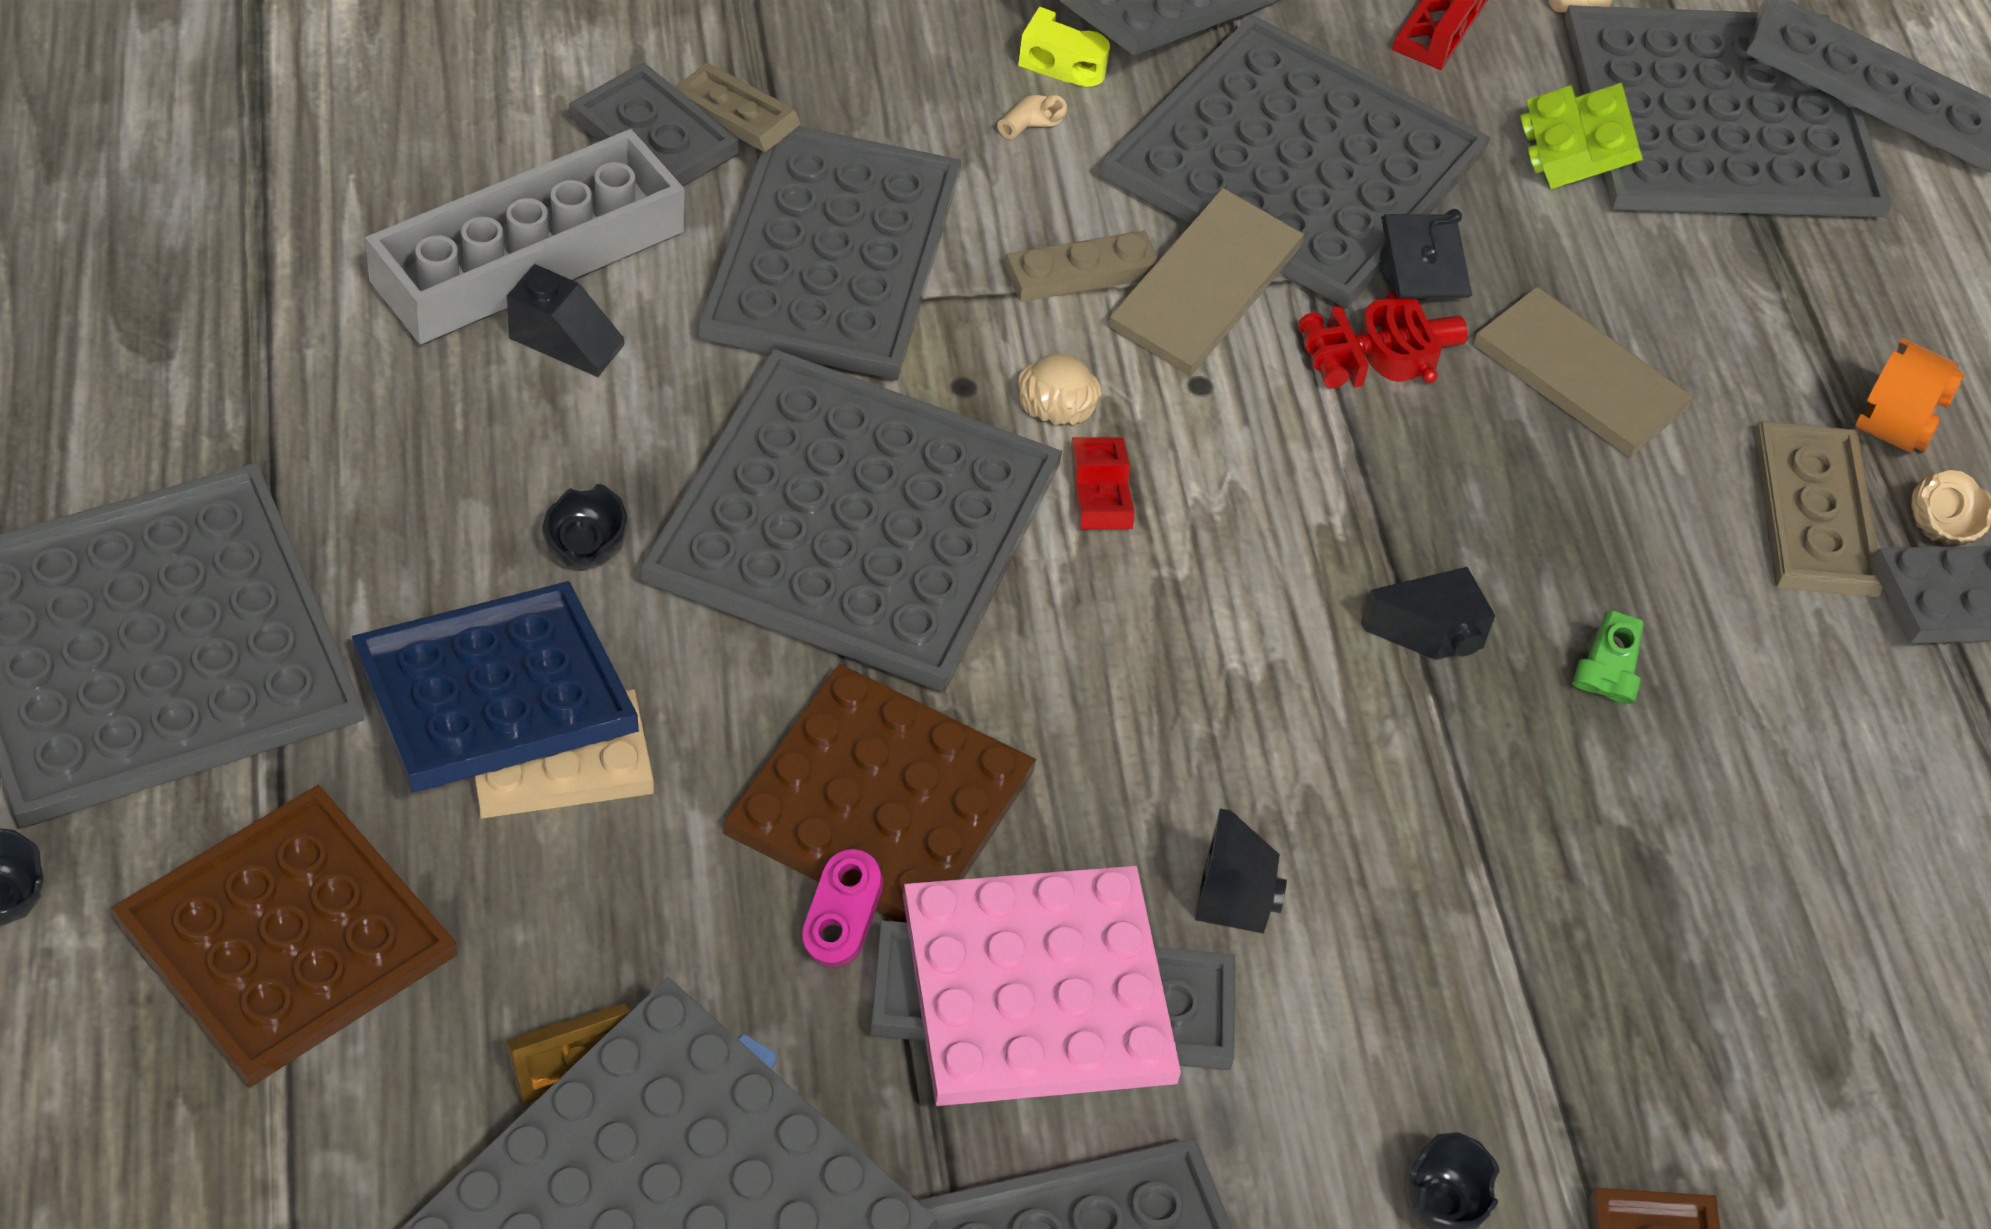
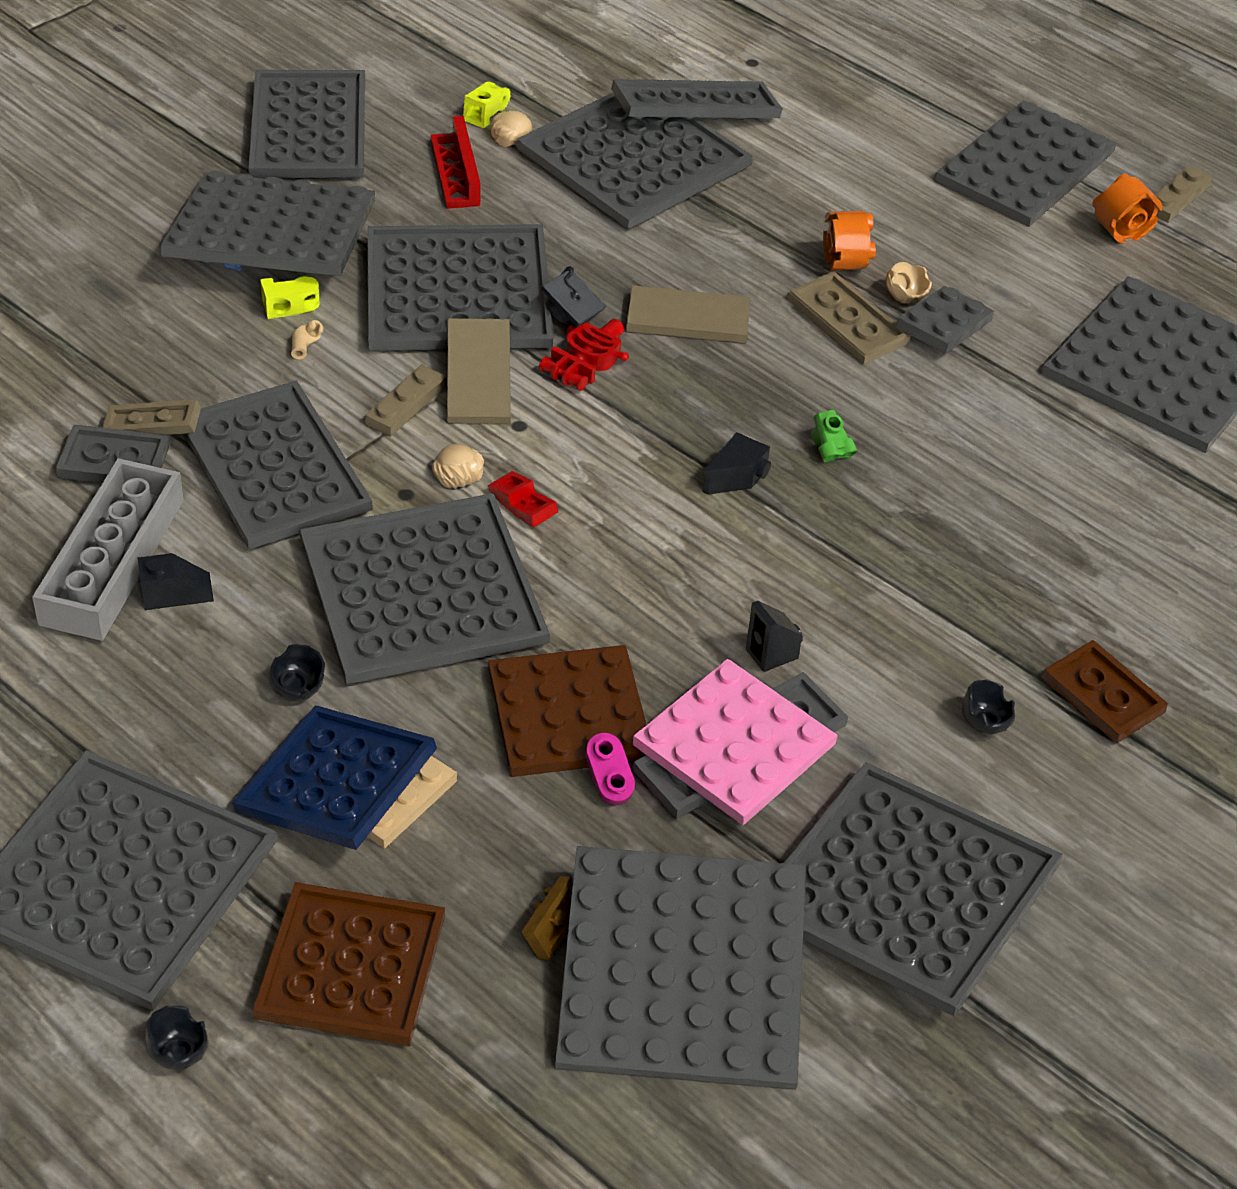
camera: 35 degrees left, 5 degrees down
(1580, 133) = (584, 198): lime plate -> none

